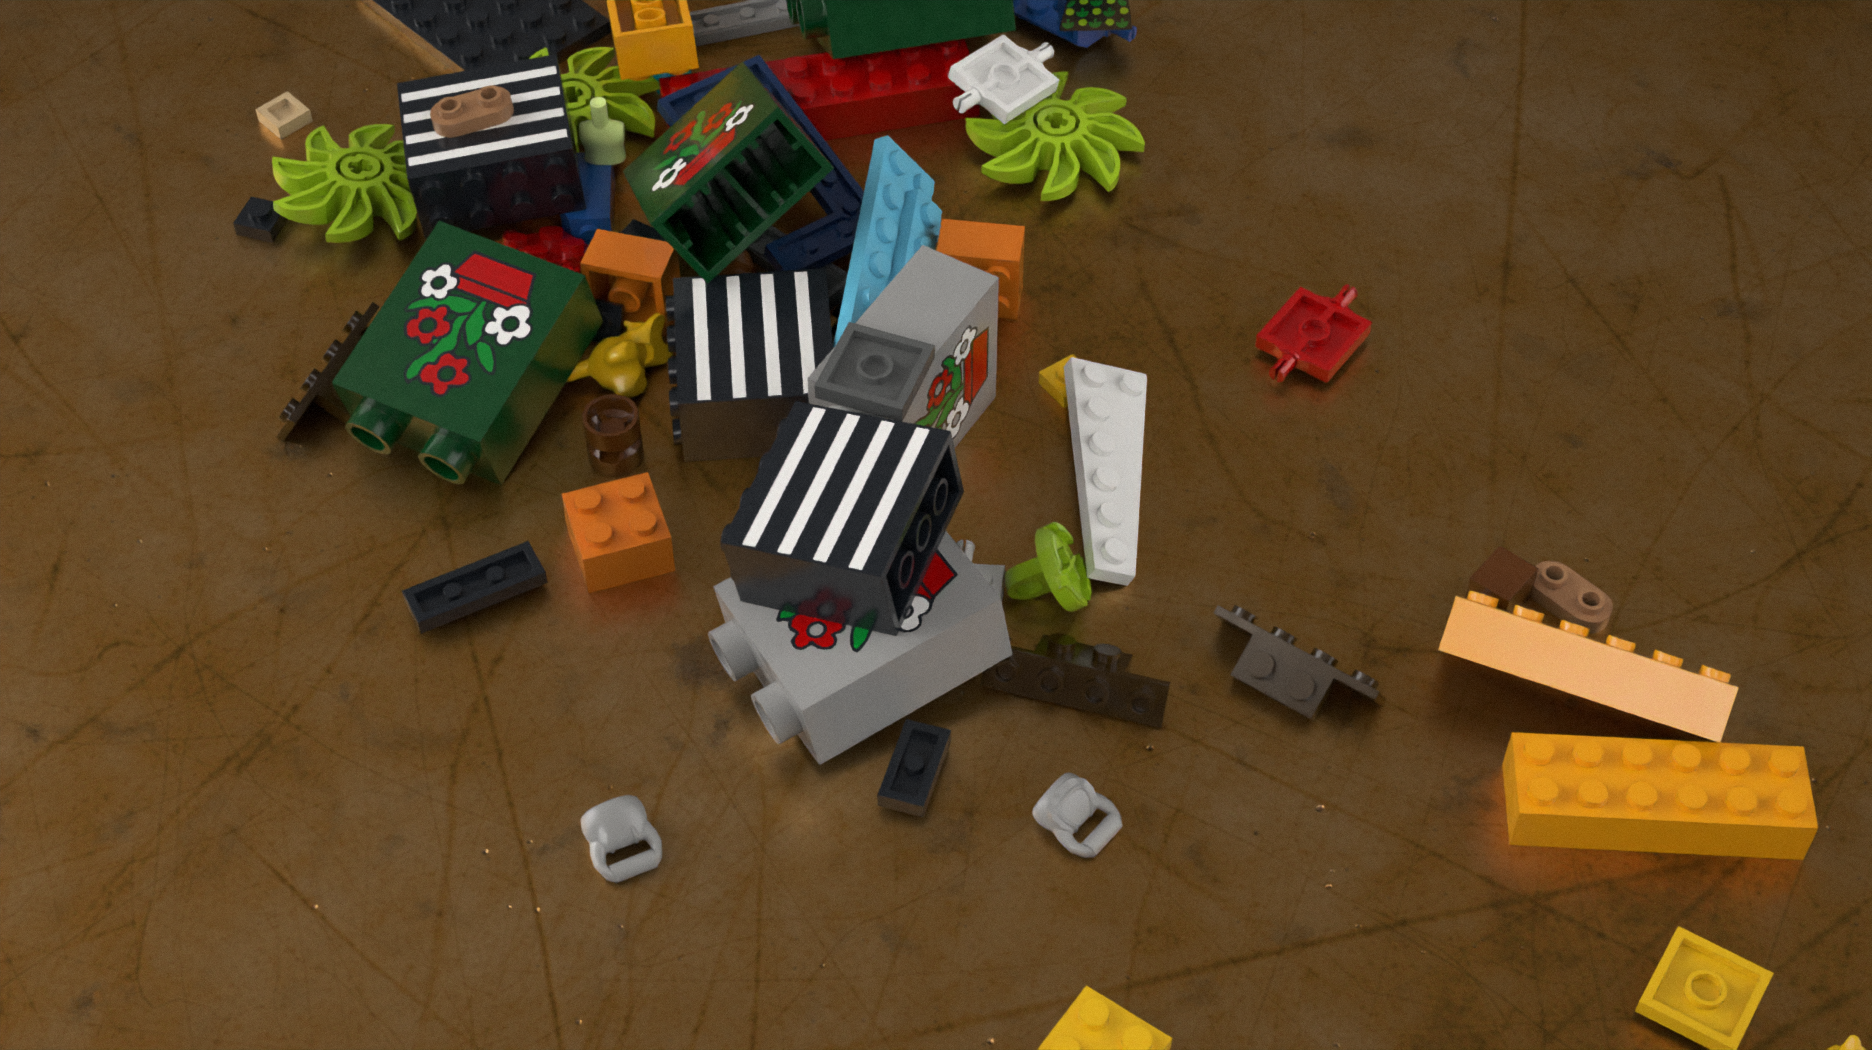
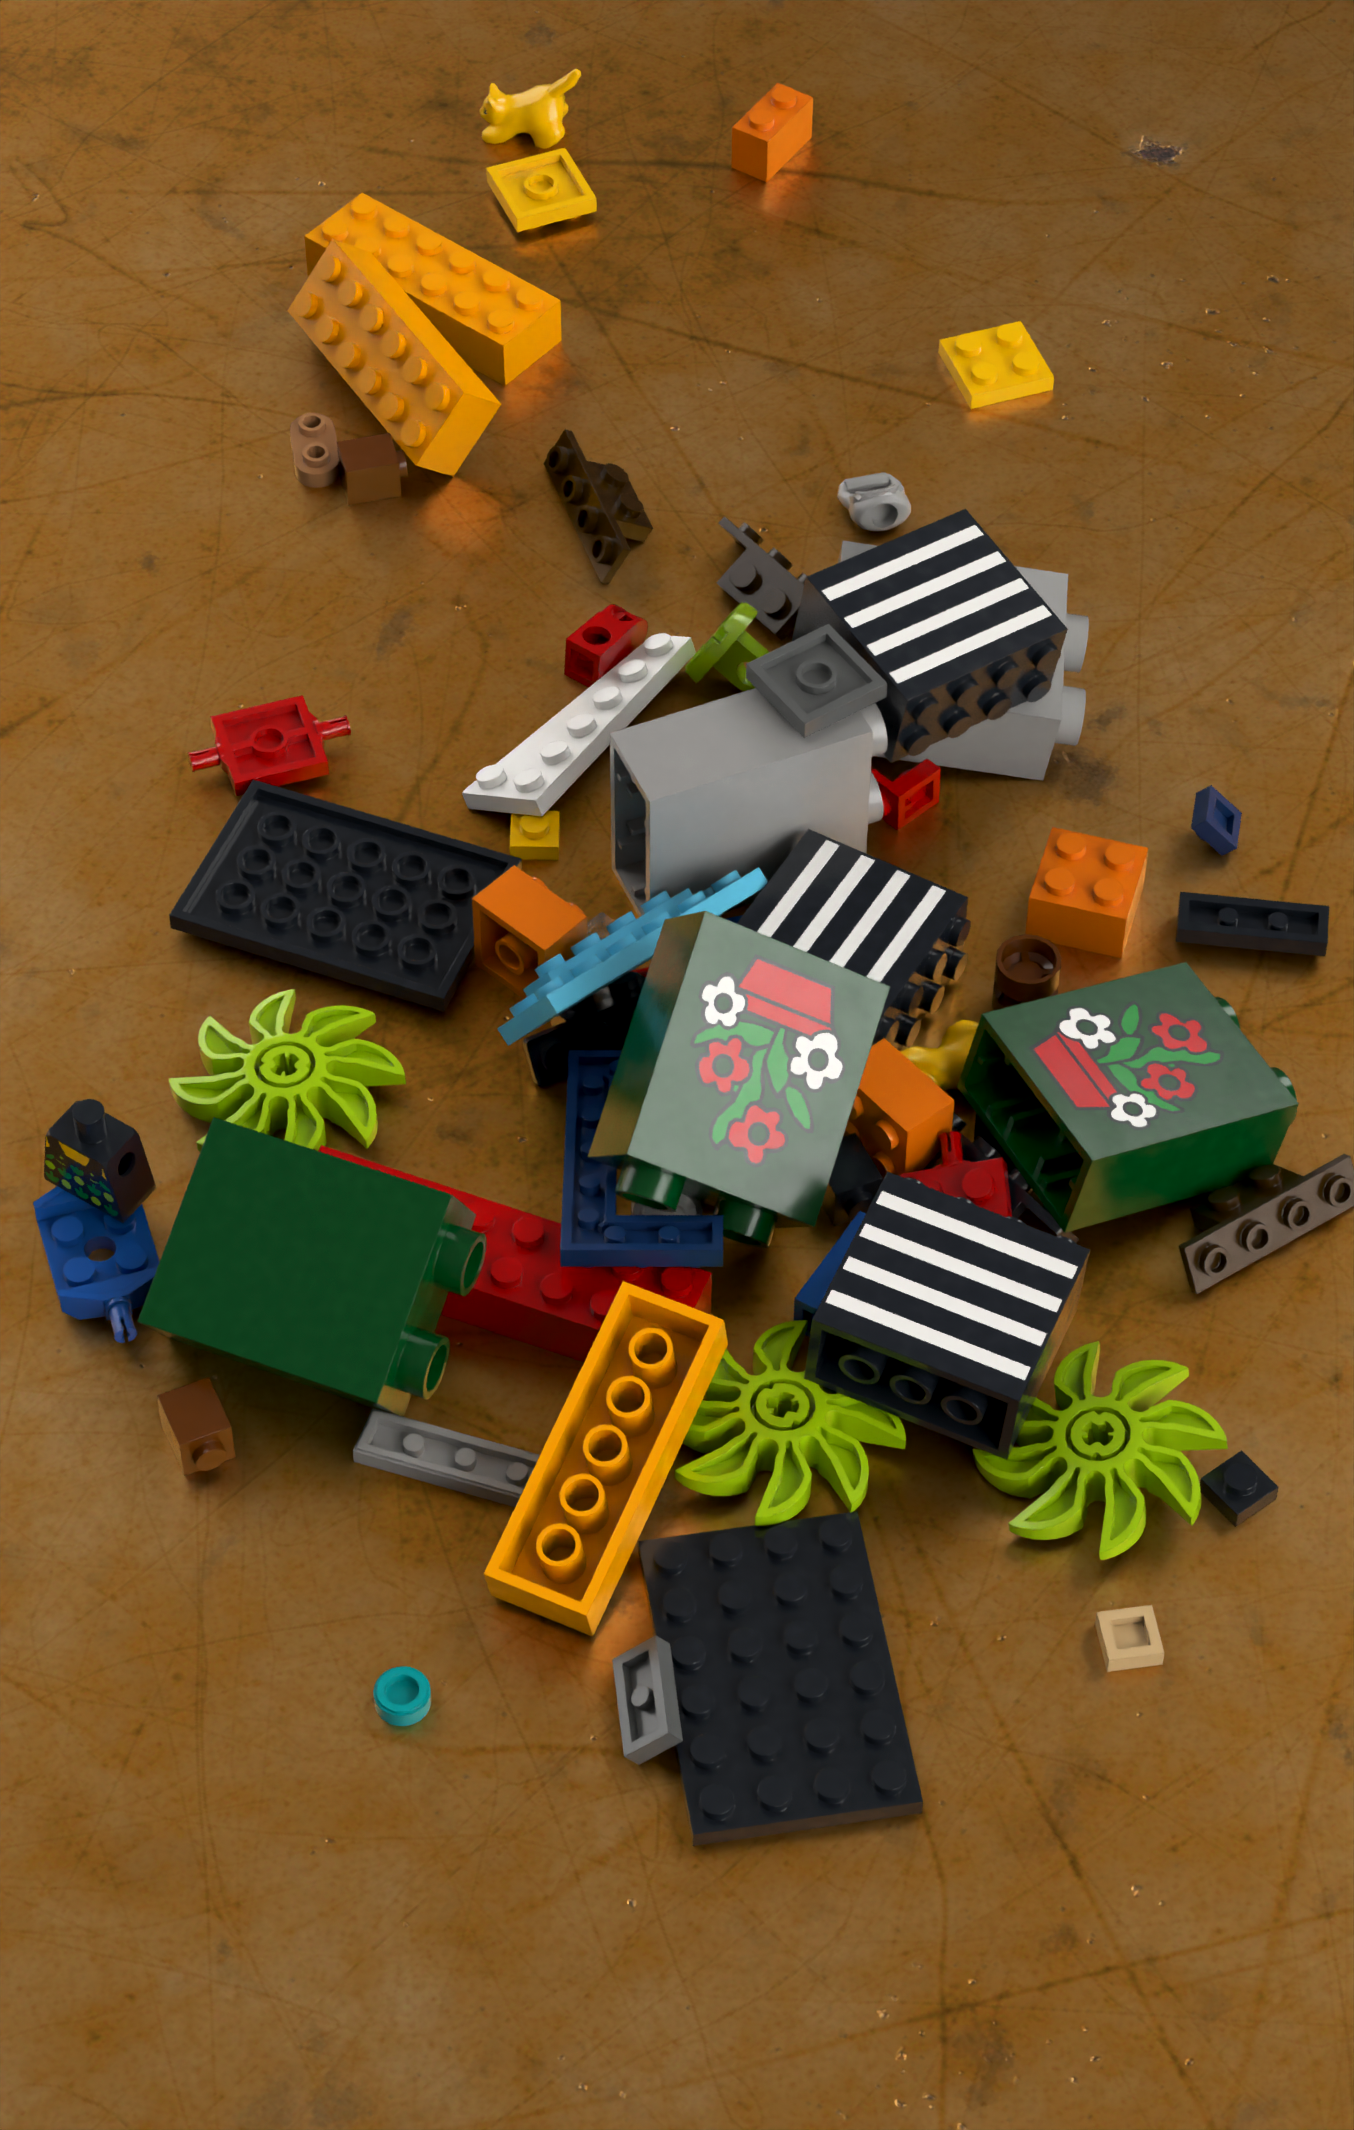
camera: 145 degrees left, 0 degrees up
(472, 111) = (966, 1281): medium nougat plate -> none
(557, 654) = (1216, 820): none -> dark blue plate
(602, 136) = (803, 1272): yellowish green piece -> none
(616, 826) = (1256, 663): light grey piece -> none
(1003, 78) = (311, 1104): white plate -> none
(1149, 267) = (341, 894): none -> black plate
(1161, 540) = (602, 643): none -> red leg

